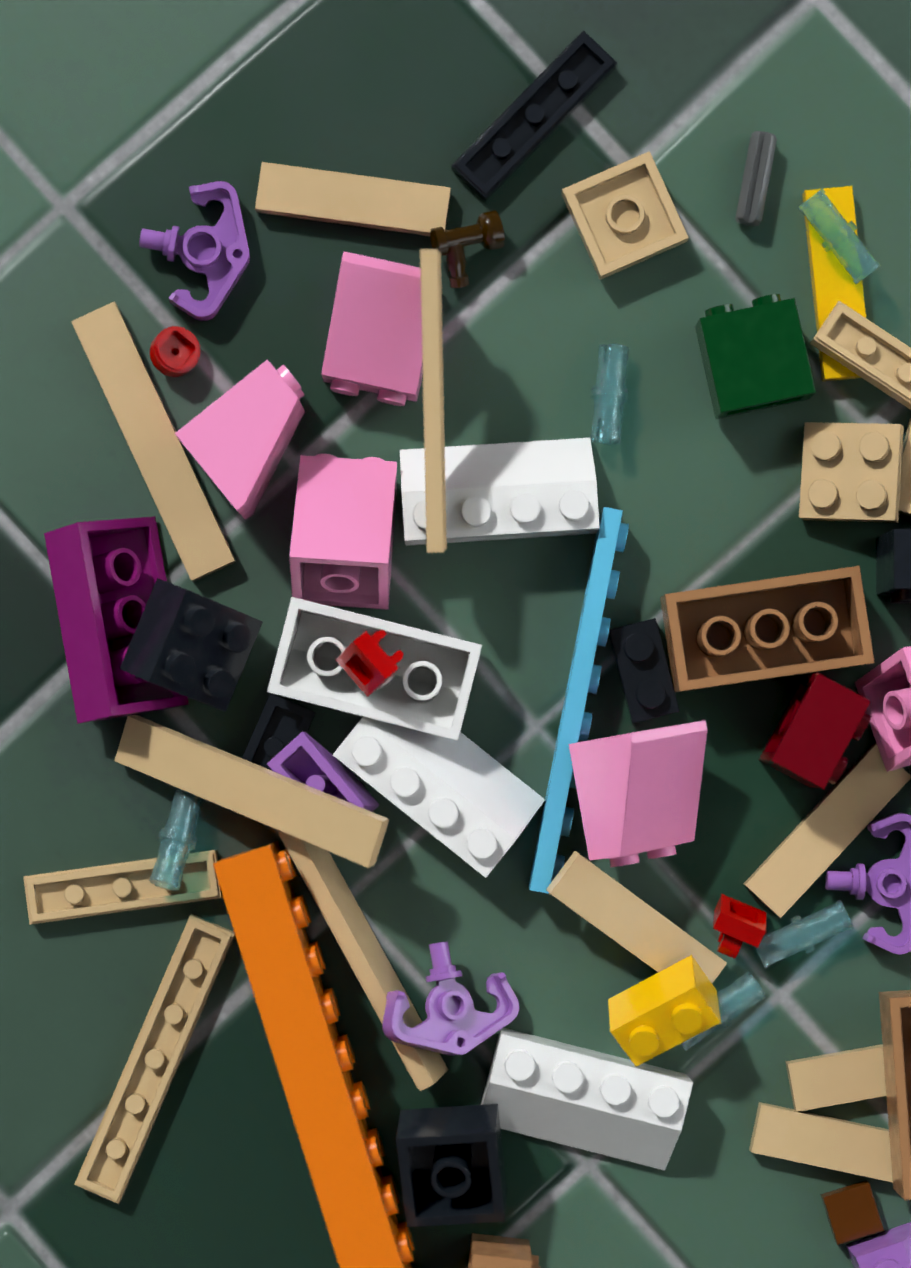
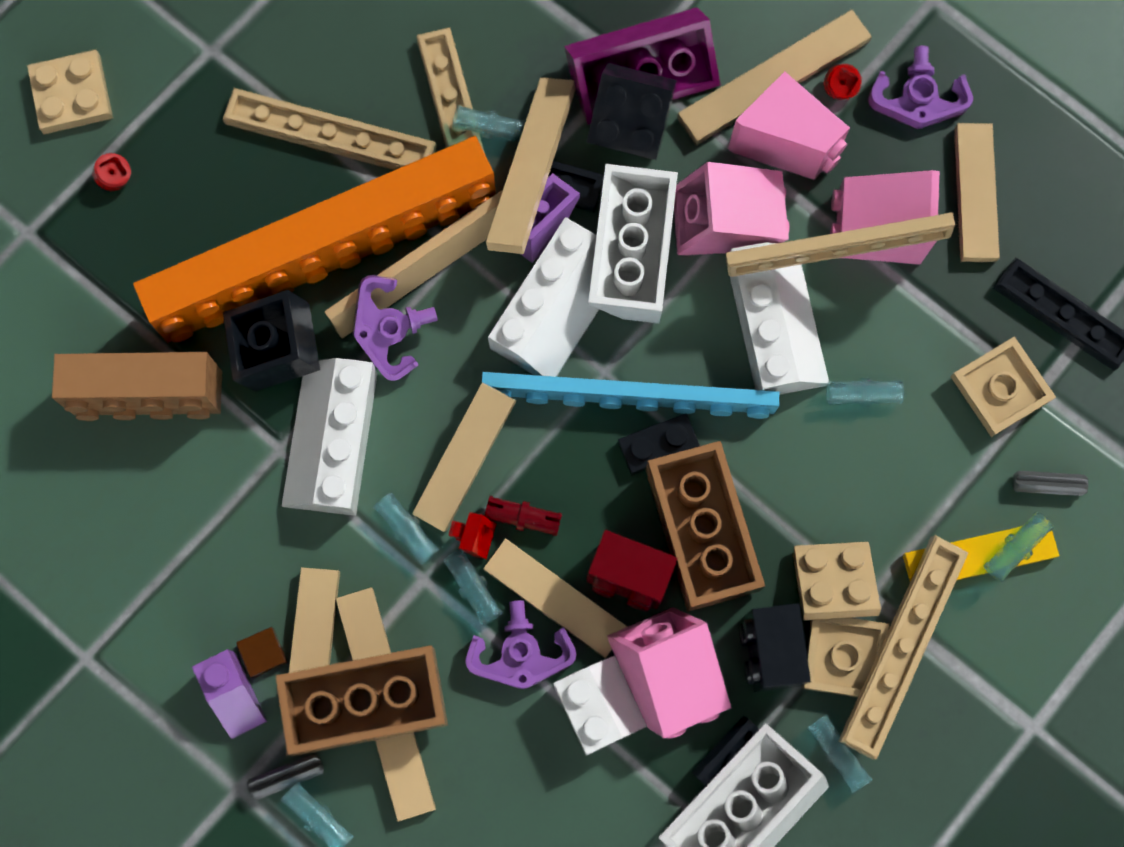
camera: 80 degrees right, 10 degrees down
(368, 662) = (637, 225): red tile -> none
(451, 243) = (959, 263): dark brown piece -> none
(639, 791) = (568, 442): bright pink slope -> none
(663, 1011) = (402, 482): yellow brick -> none
(718, 858) = (523, 515): none -> dark red pin
(754, 356) = (912, 493): dark green brick -> none

